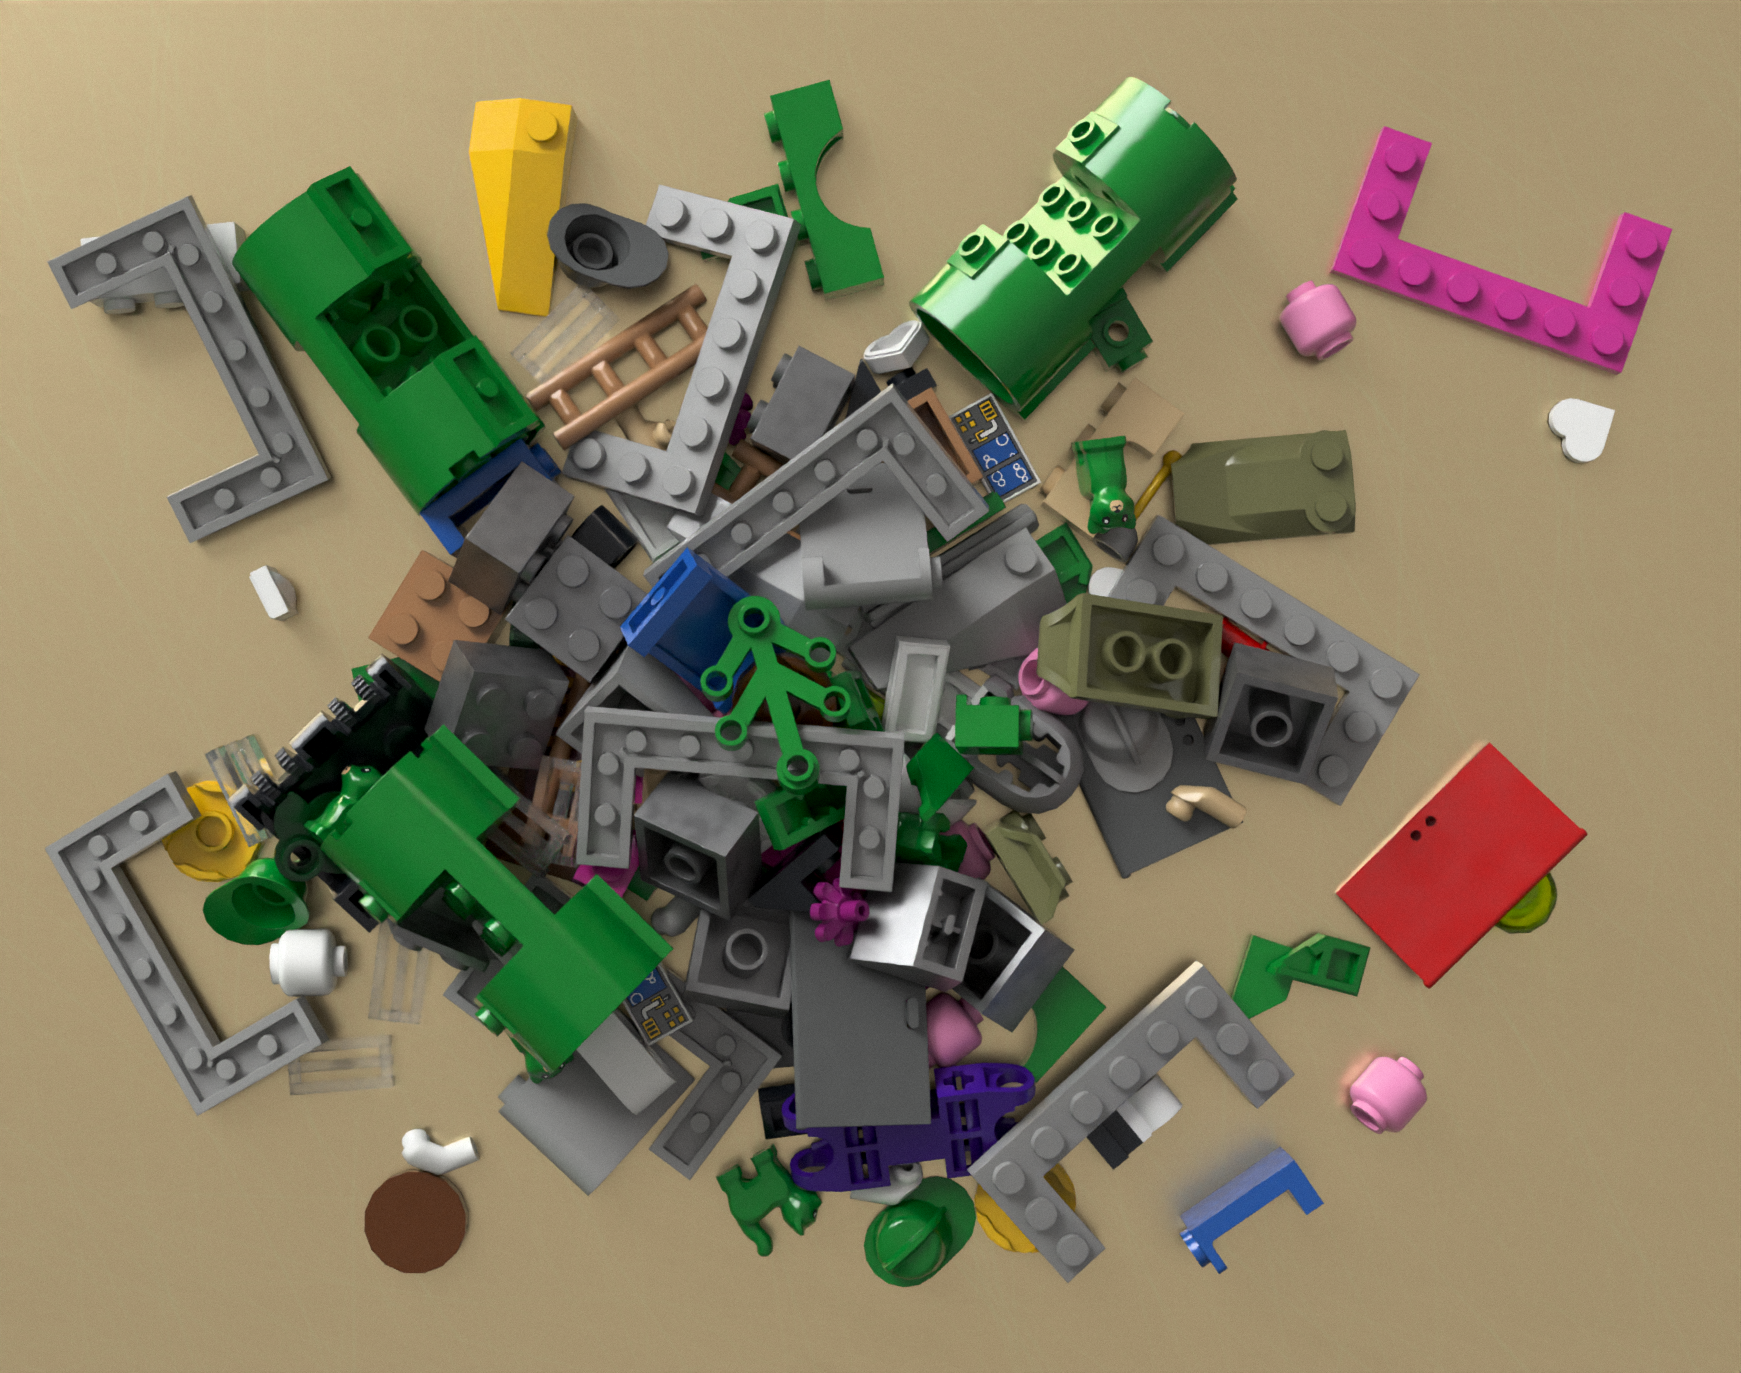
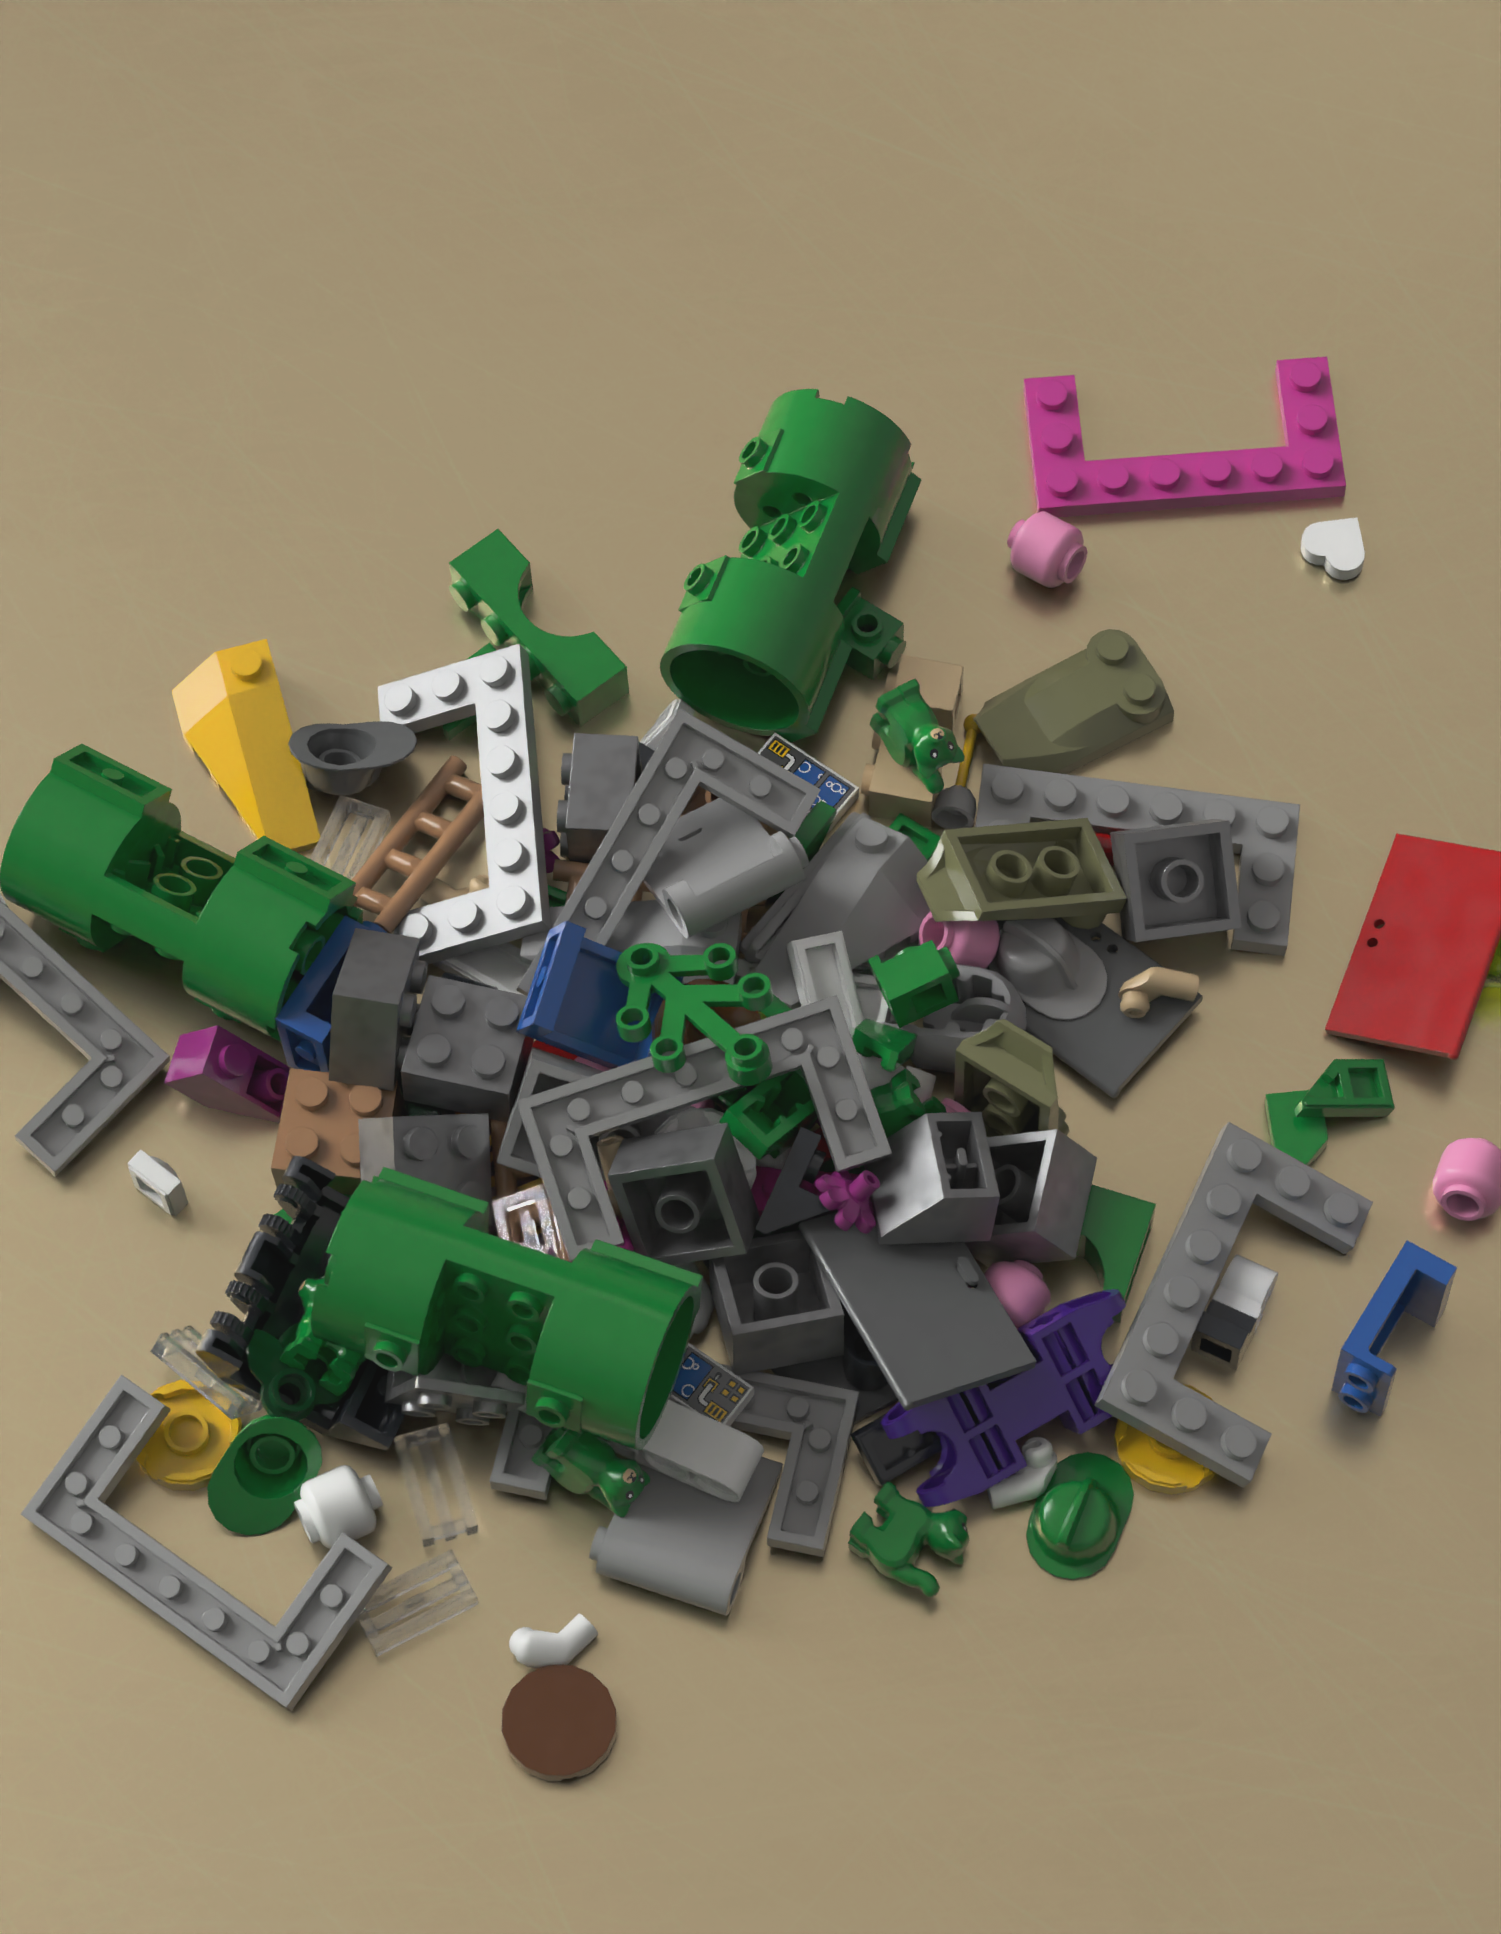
camera: 20 degrees left, 25 degrees down
(375, 519) = (228, 1074): none -> magenta slope

